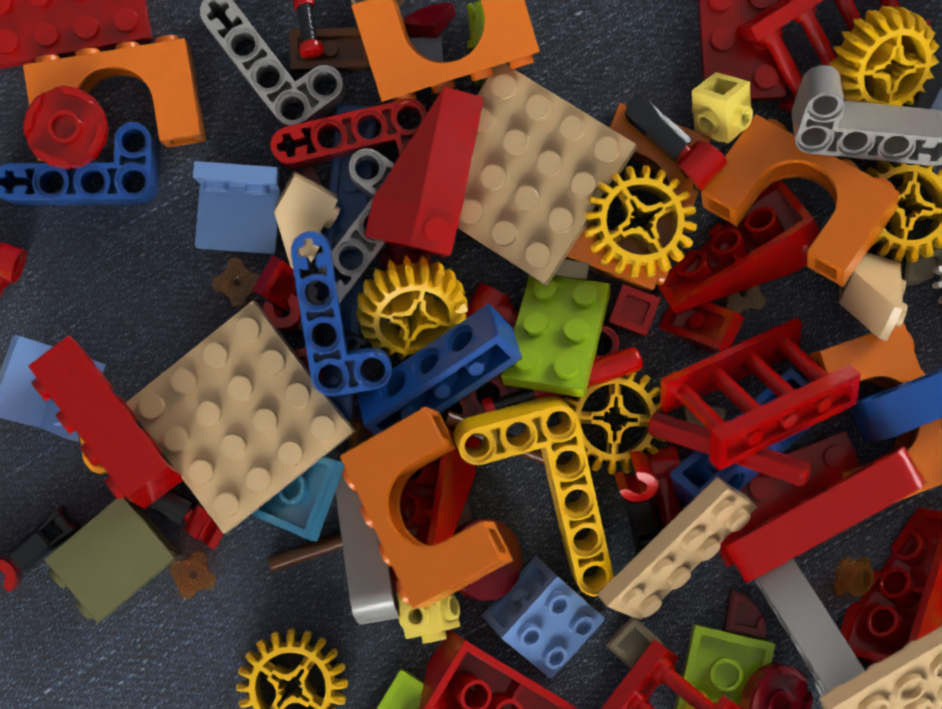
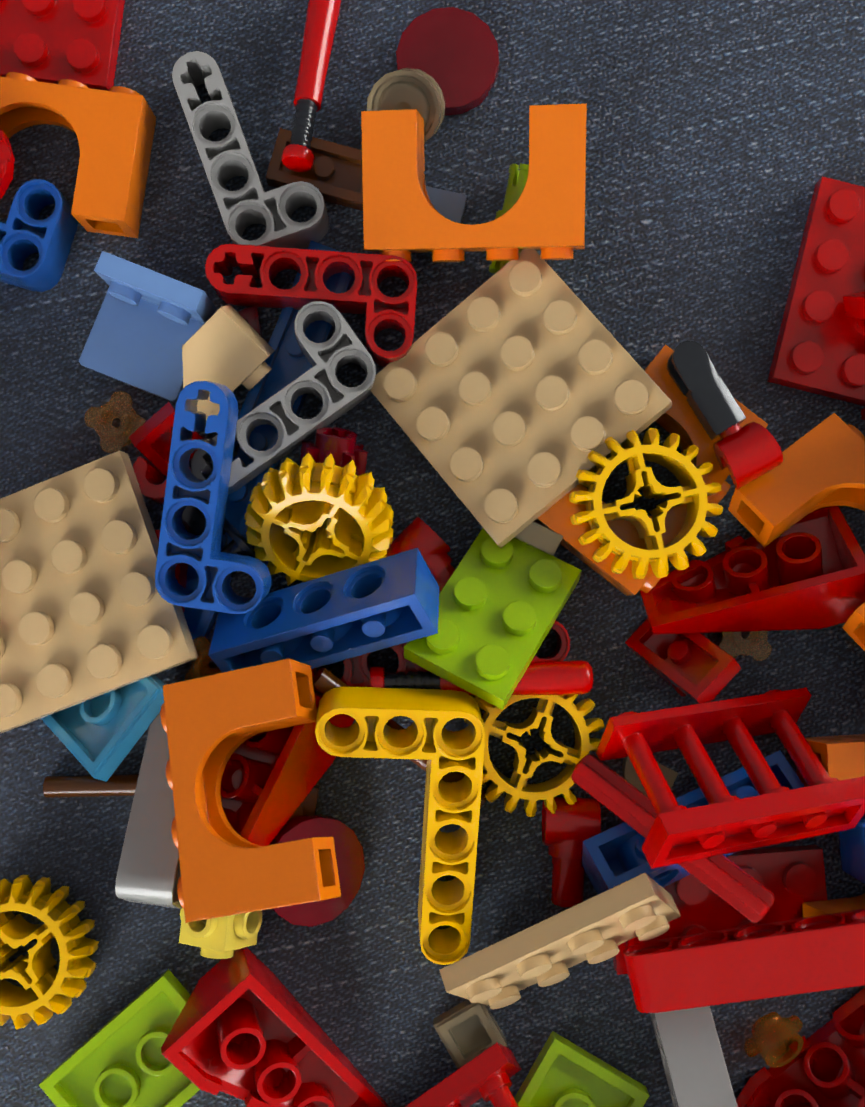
camera: 25 degrees right, 0 degrees up
(427, 185) = (384, 372): red wedge -> none
(429, 20) = (459, 172): dark red tile -> none
(543, 618) = (363, 965): medium blue bracket -> none
(634, 310) = (601, 612): red plate -> none
(639, 499) = (535, 851): piece -> none
(722, 107) = (794, 390): light yellow brick -> none
(743, 616) = (618, 1041): dark red tile -> none

